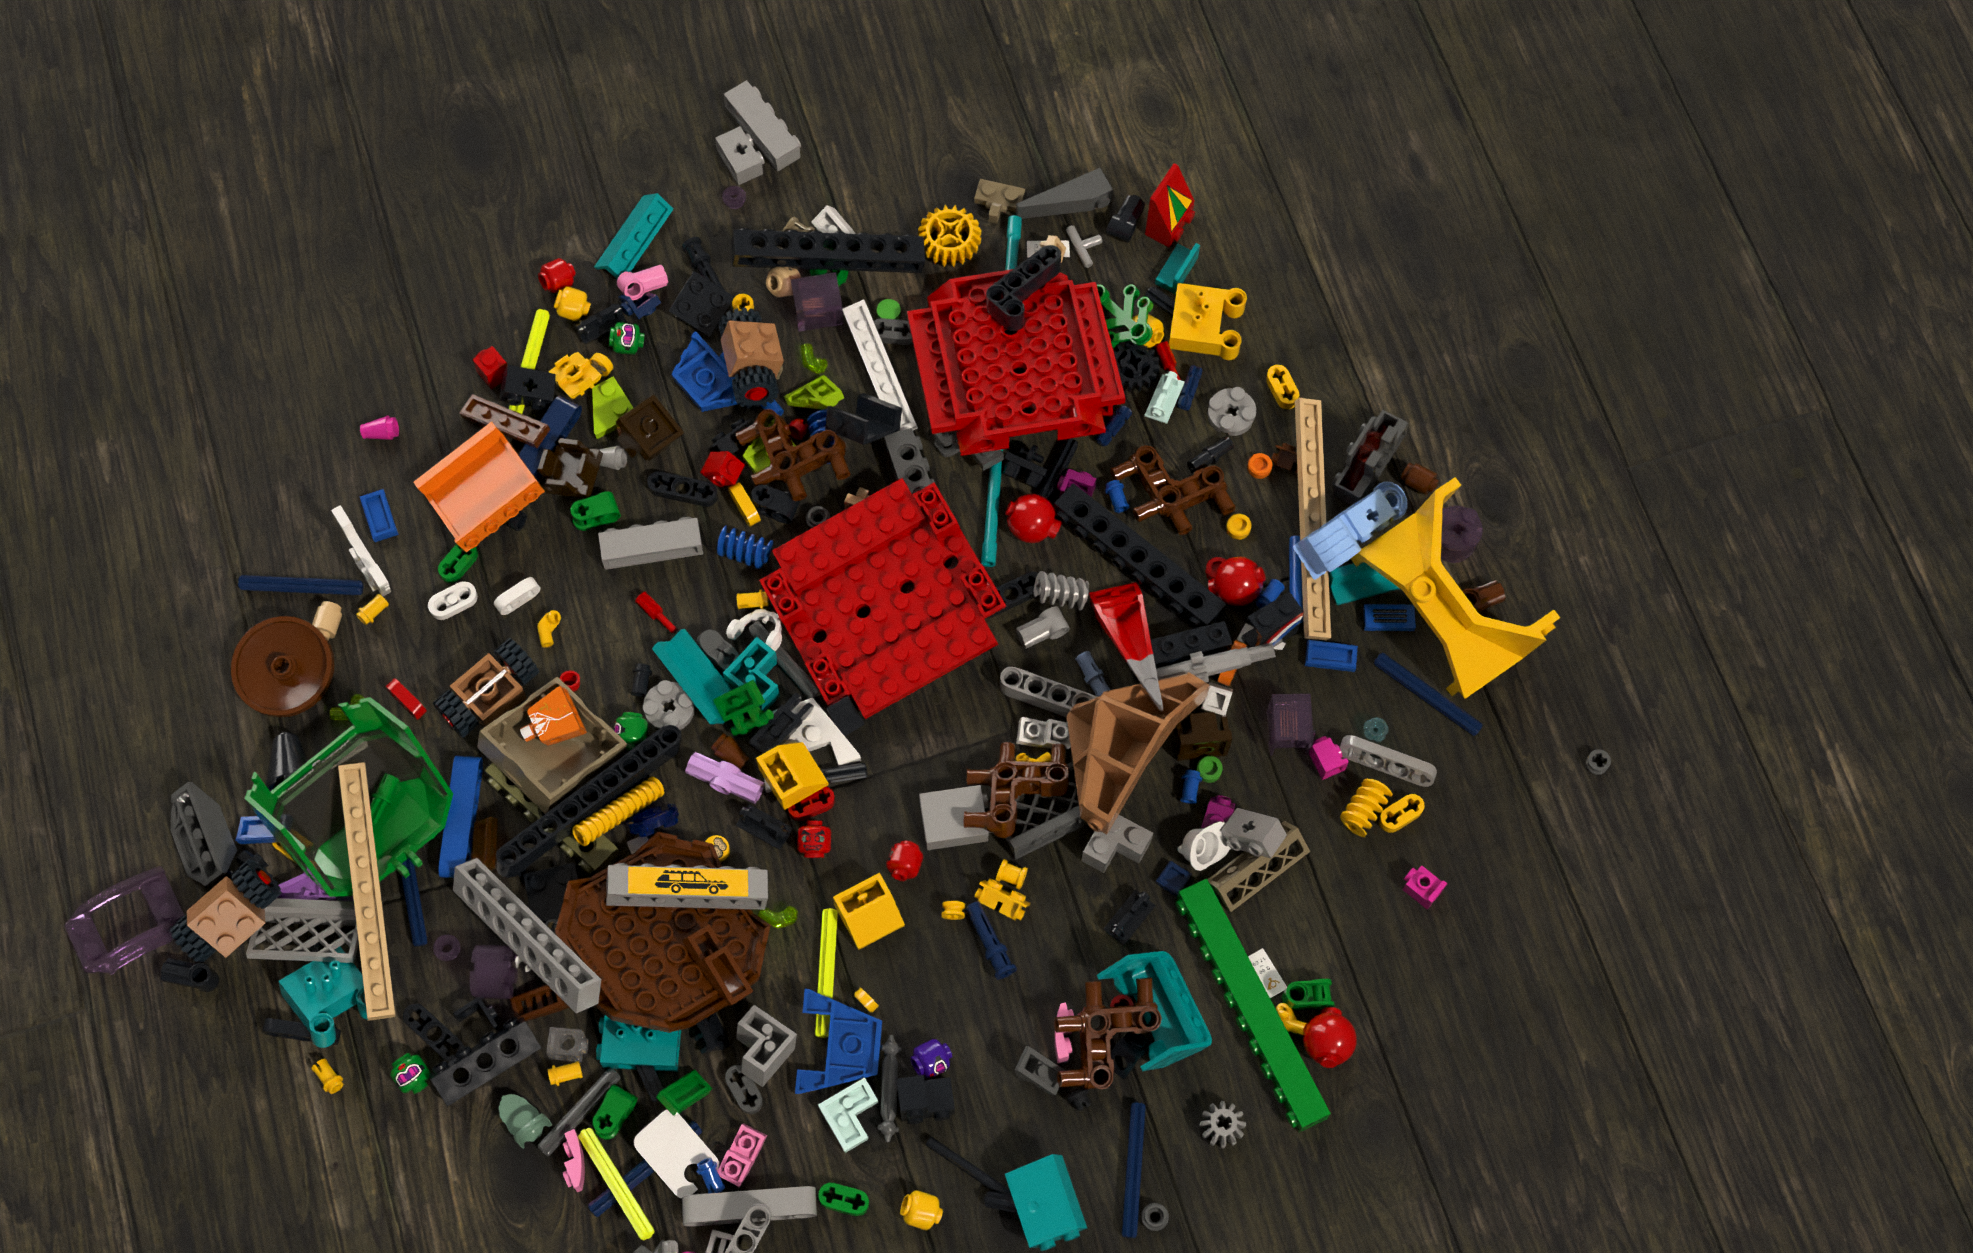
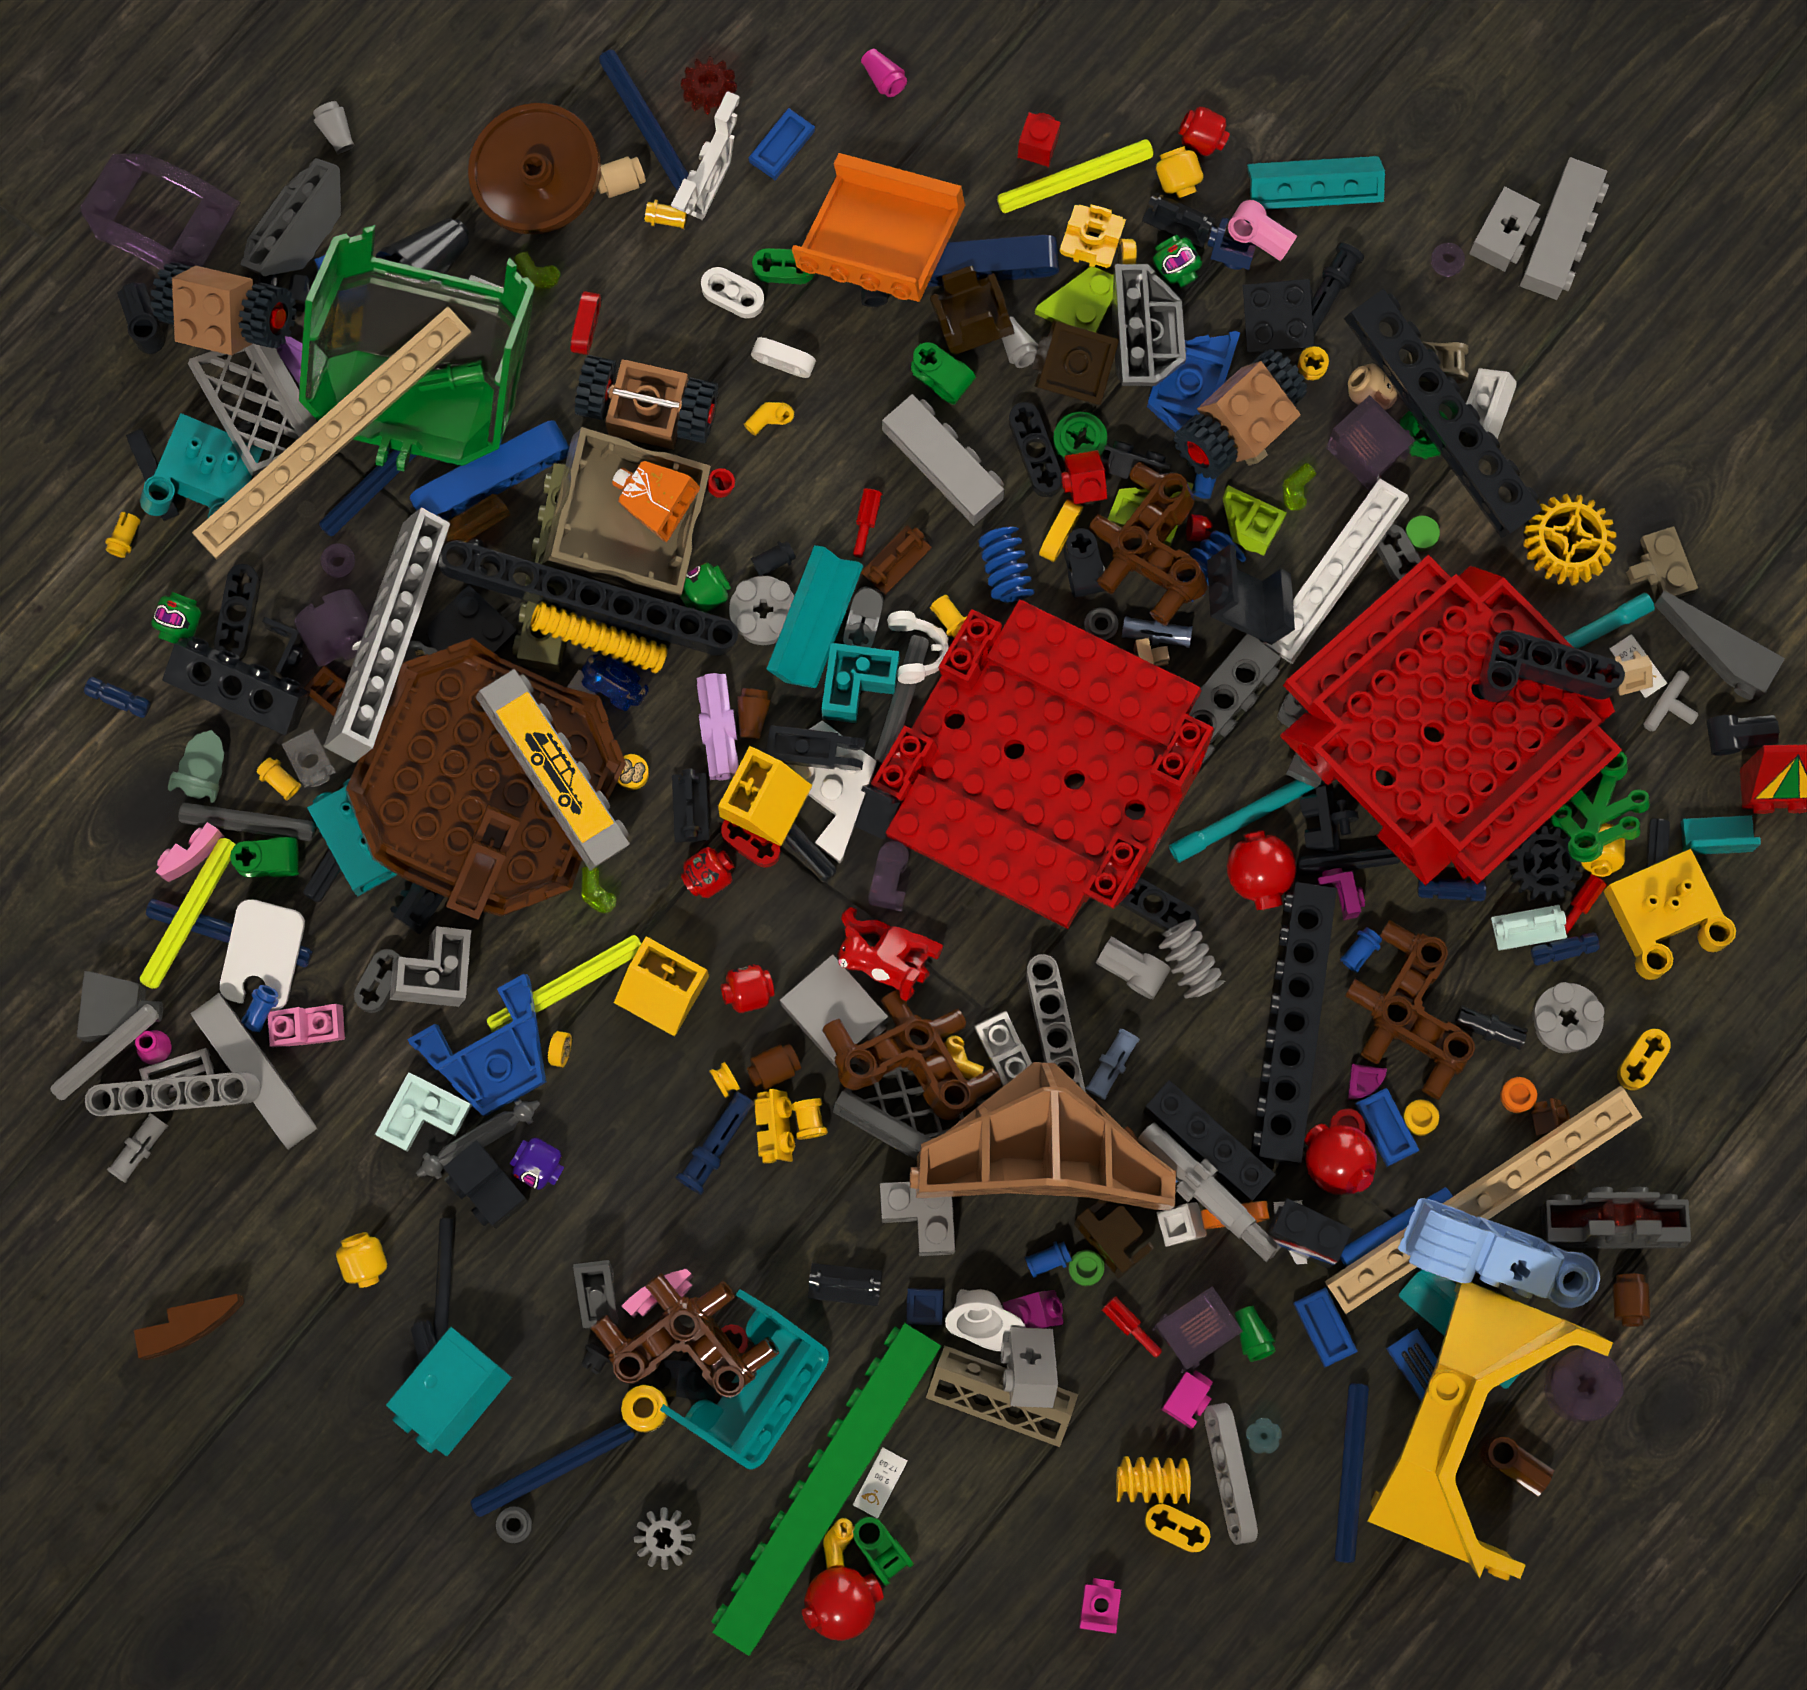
camera: 60 degrees right, 10 degrees up
(156, 774) = (334, 126): none -> light grey cone
(299, 534) = (697, 81): none -> clear red gear
(434, 1147) = (117, 697): none -> dark blue axle
(508, 421) = (981, 199): reddish brown tile -> none
(539, 384) = (1053, 204): black brick -> none
(654, 373) = (1148, 326): none -> dark grey wedge
(682, 458) = (1074, 424): none -> green gear
(684, 1092) = (331, 919): green tile -> none
(693, 608) = (896, 559): none -> reddish brown hinge
(741, 700) = (808, 685): green plate -> none
(842, 1206) = (333, 1165): green beam -> none
(857, 477) = (1138, 629): none -> sand blue pin
(890, 735) = (891, 863): none -> clear purple leg
(944, 760) = (894, 960): none -> red animal
(964, 875) = (773, 1066): none -> reddish brown brick
(1125, 621) = (1200, 1054): red plate -> none
(1133, 1085) = (642, 1408): none -> yellow head
(1196, 543) = (1364, 1081): none -> magenta tile
(1232, 546) = (1387, 1127): none -> blue tile
(1259, 764) = (1129, 1324): none -> red axle
(1270, 593) = (1355, 1208): blue pin -> none
(1319, 696) = (1255, 1338): none -> green cone

